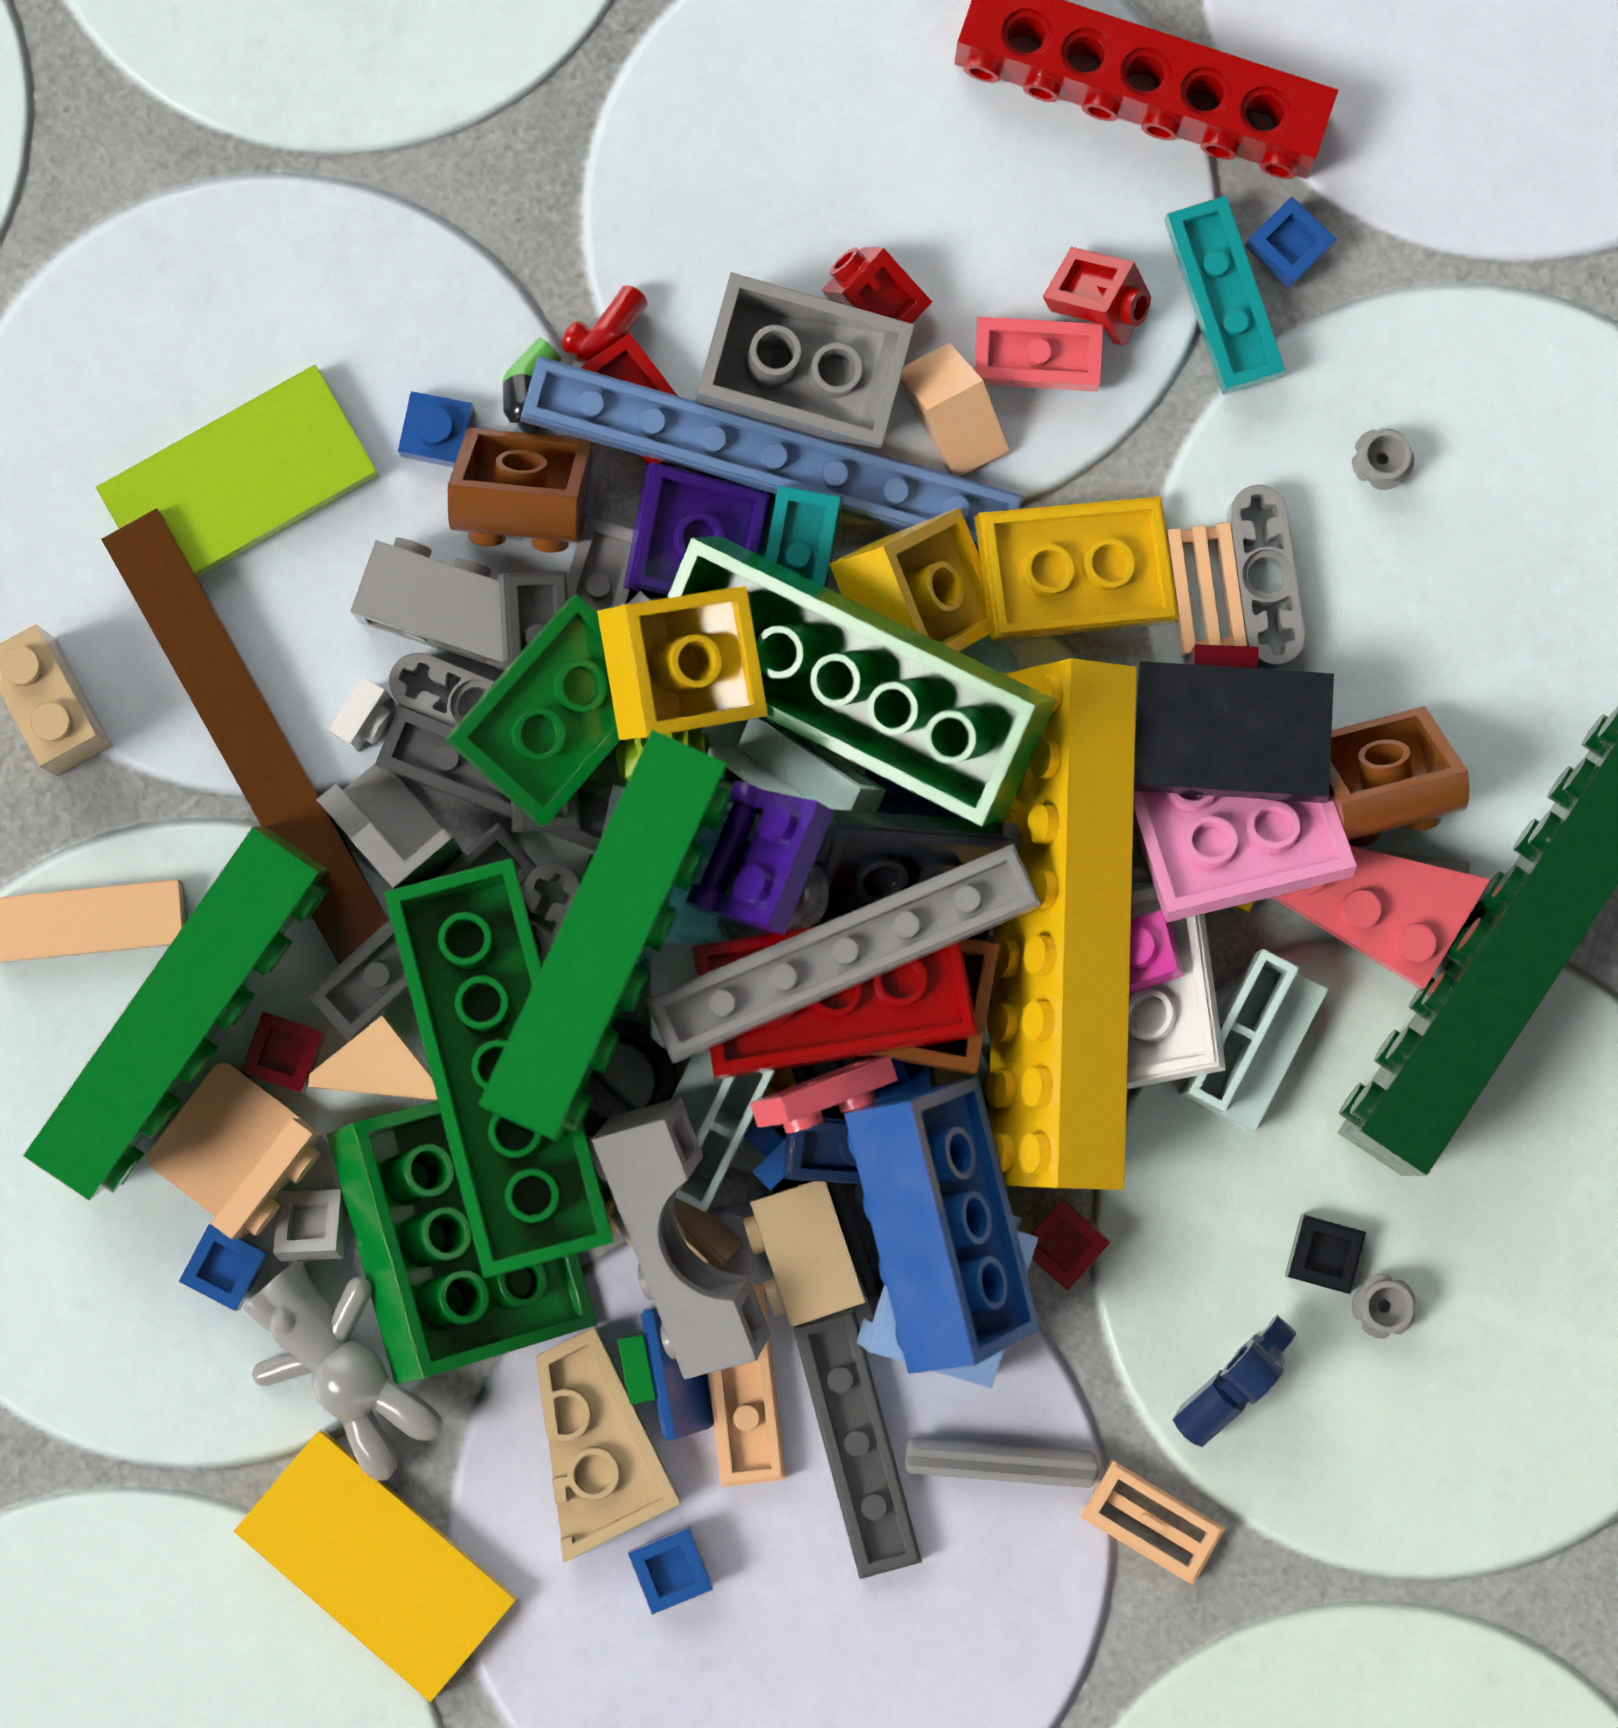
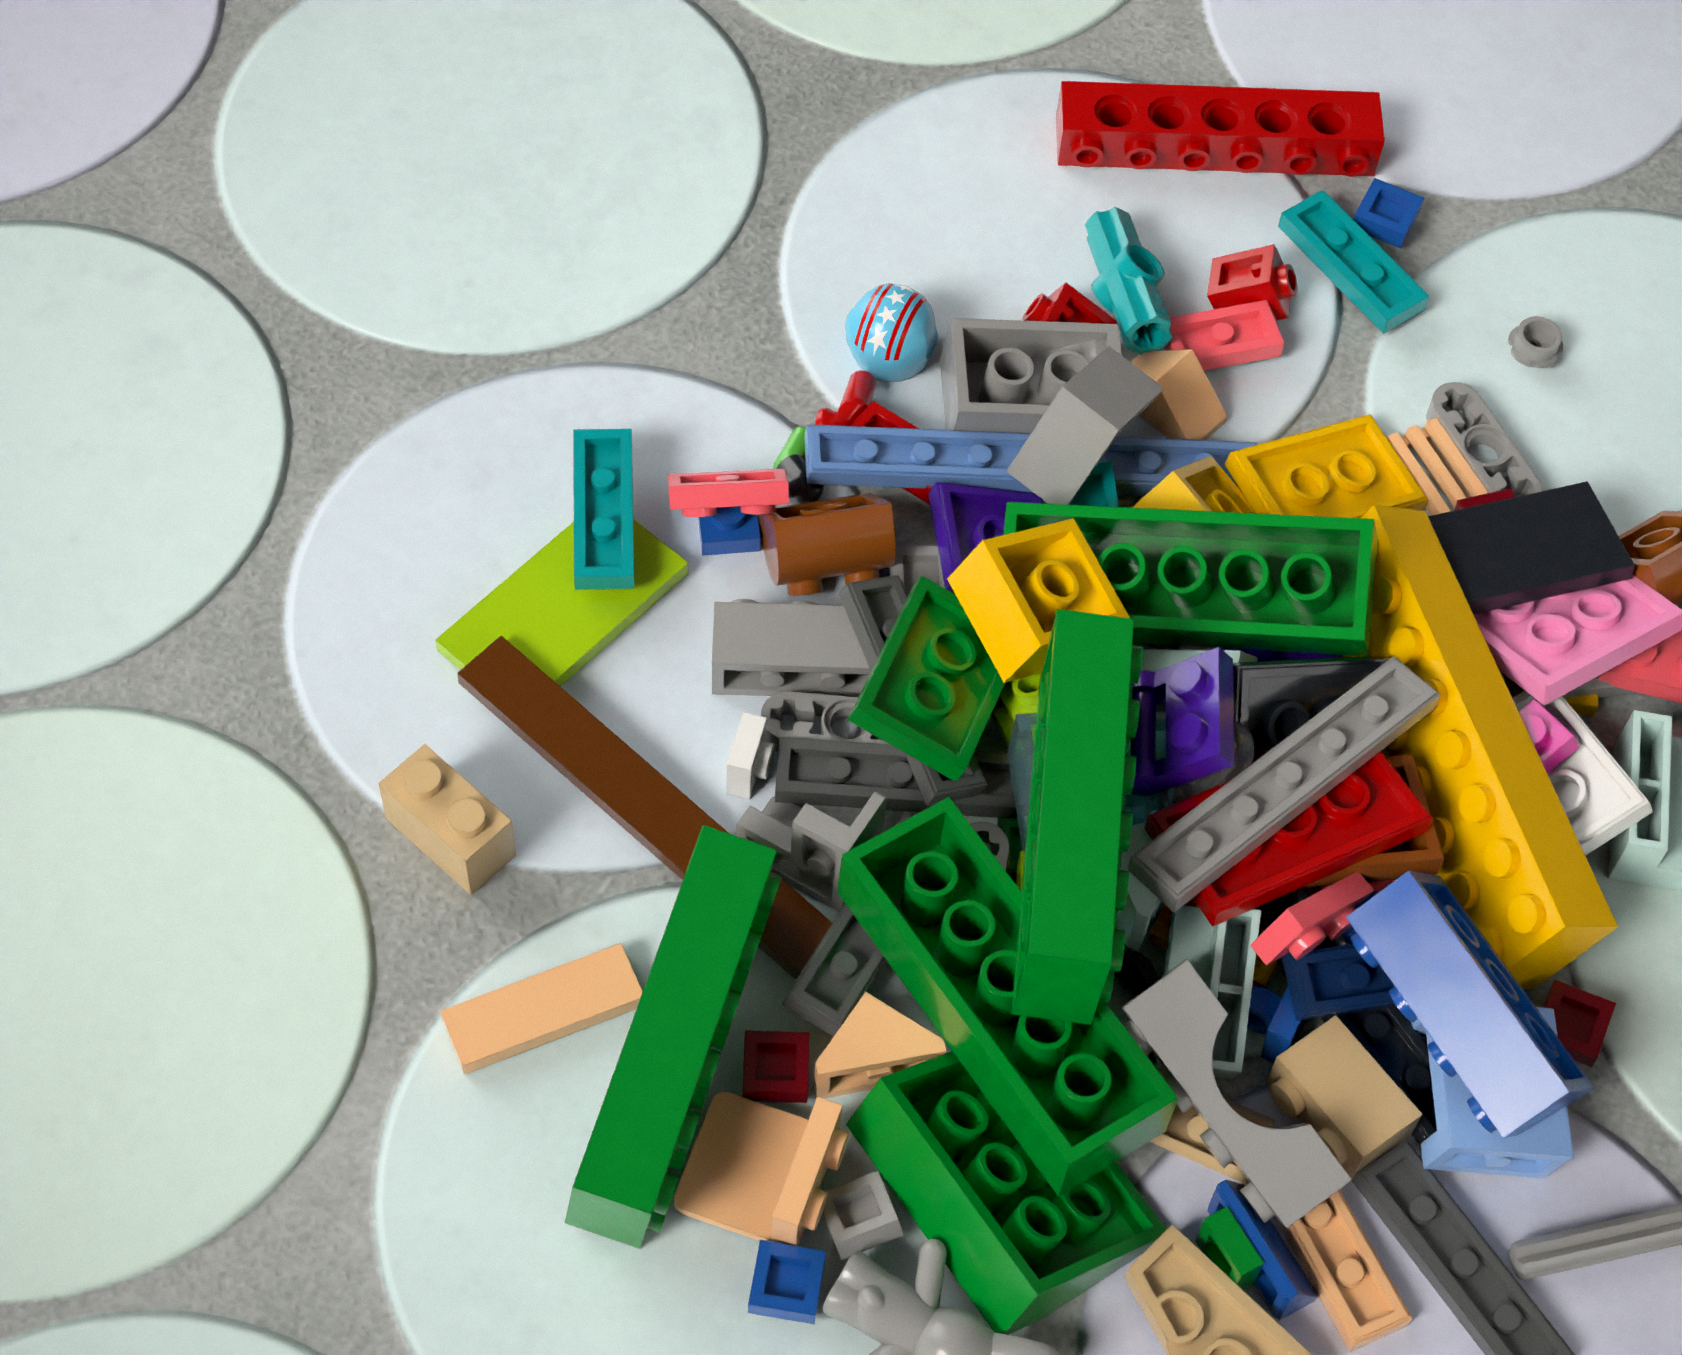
camera: 20 degrees left, 25 degrees down
(301, 389) = (603, 509): none -> teal plate
(430, 411) = (752, 490): none -> coral plate
(680, 250) = (892, 332): none -> medium azure helmet
(819, 458) = (1082, 426): none -> light grey panel
(958, 257) = (1128, 280): none -> teal piece

